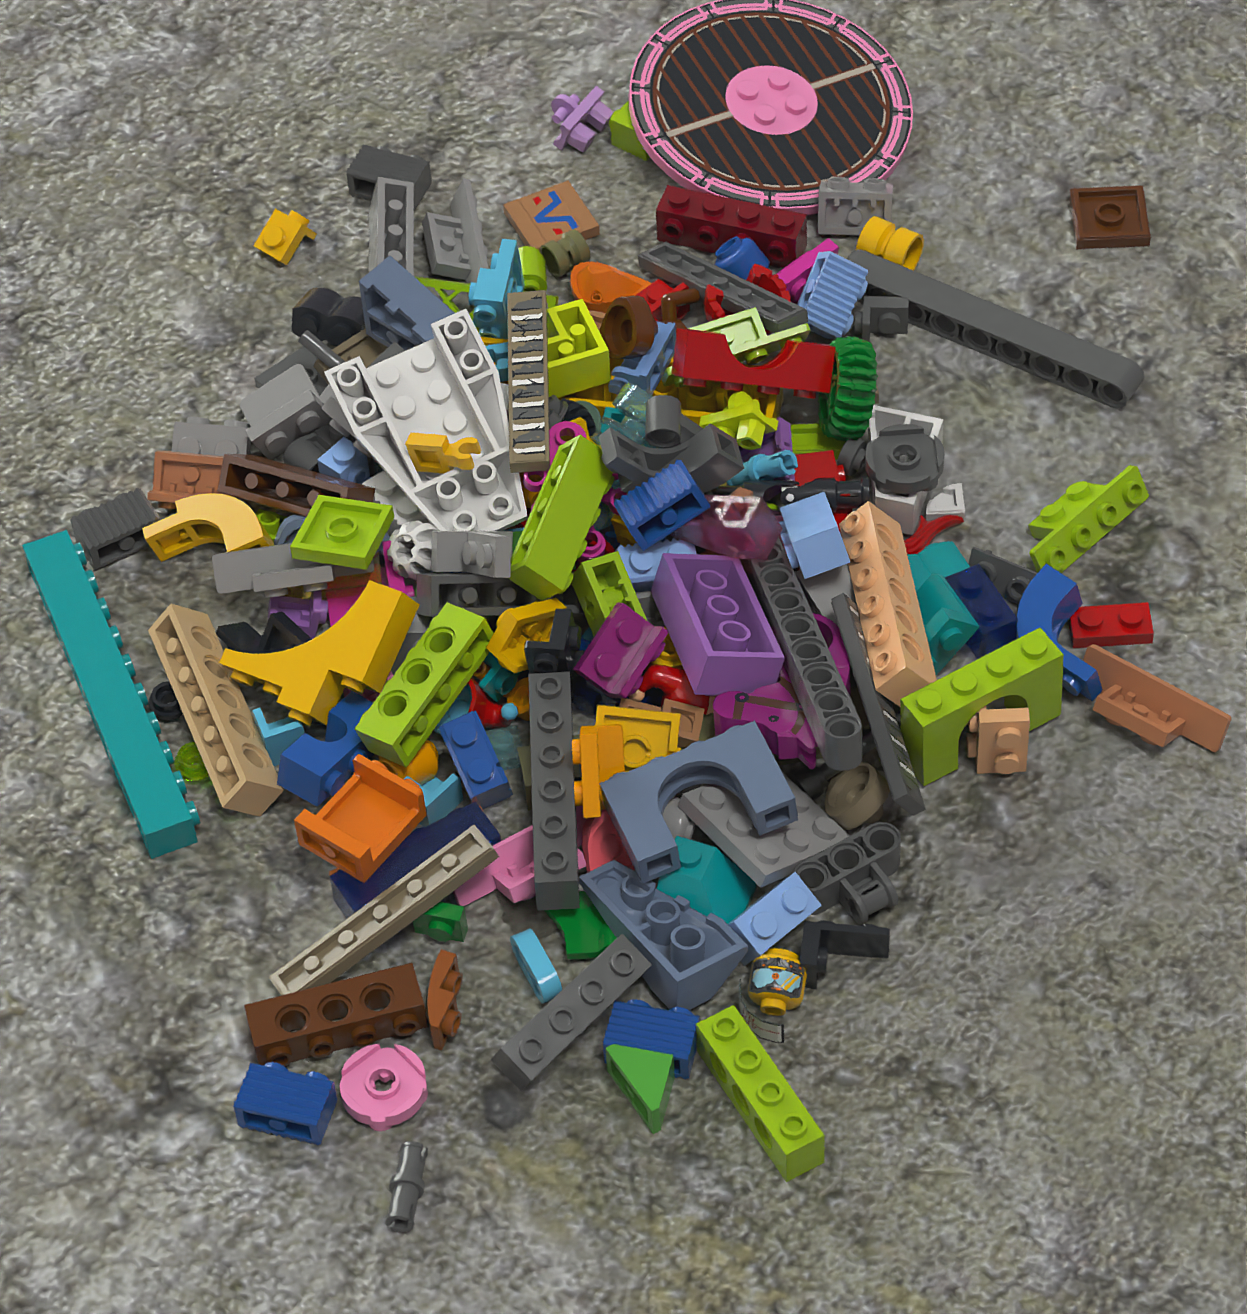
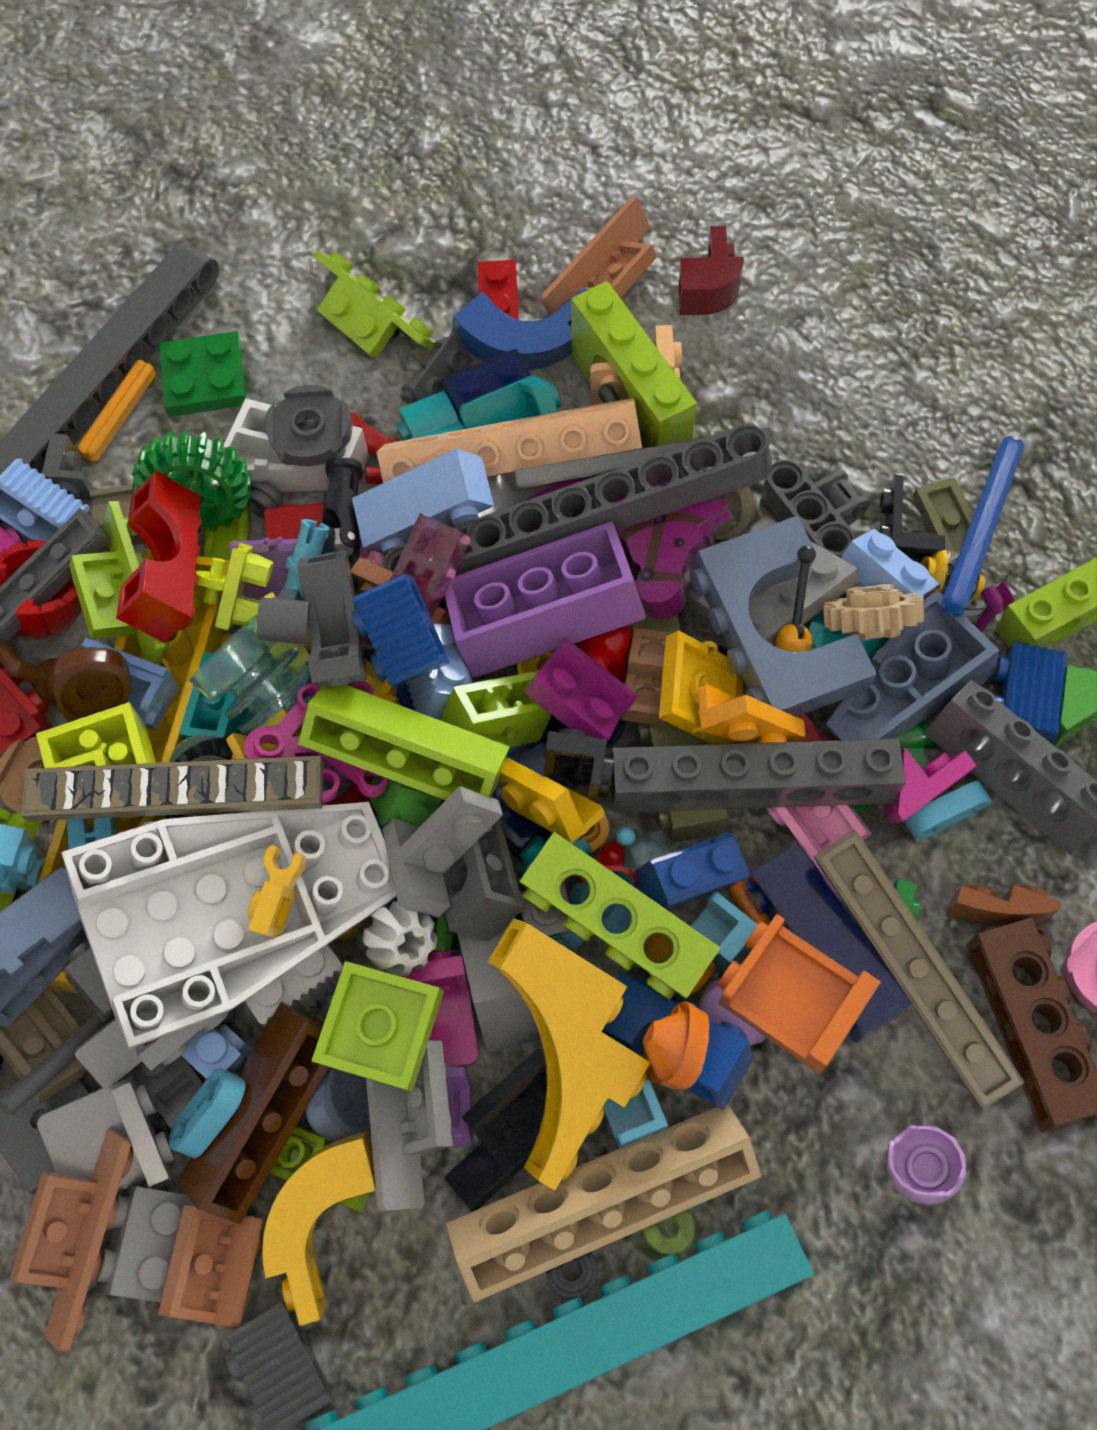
camera: 90 degrees left, 15 degrees up
(217, 390) = (66, 1235): none -> nougat bracket
(224, 923) = (926, 1164): none -> lavender hair
(295, 456) = (207, 1113): none -> medium azure beam
(316, 717) = (677, 1047): none -> orange piece
(555, 927) = (923, 787): none -> dark pink slope
(685, 818) = (796, 636): none -> hinge
(712, 877) = (874, 611): none -> tan gear
(744, 1000) = (997, 601): none -> magenta hand
(833, 999) = (982, 527): none -> blue axle
(848, 990) = (945, 511): none -> olive plate
(954, 349) = (116, 411): none -> light orange axle
(1001, 406) = (202, 373): none -> green plate
(1137, 800) = (711, 281): none -> dark red brick

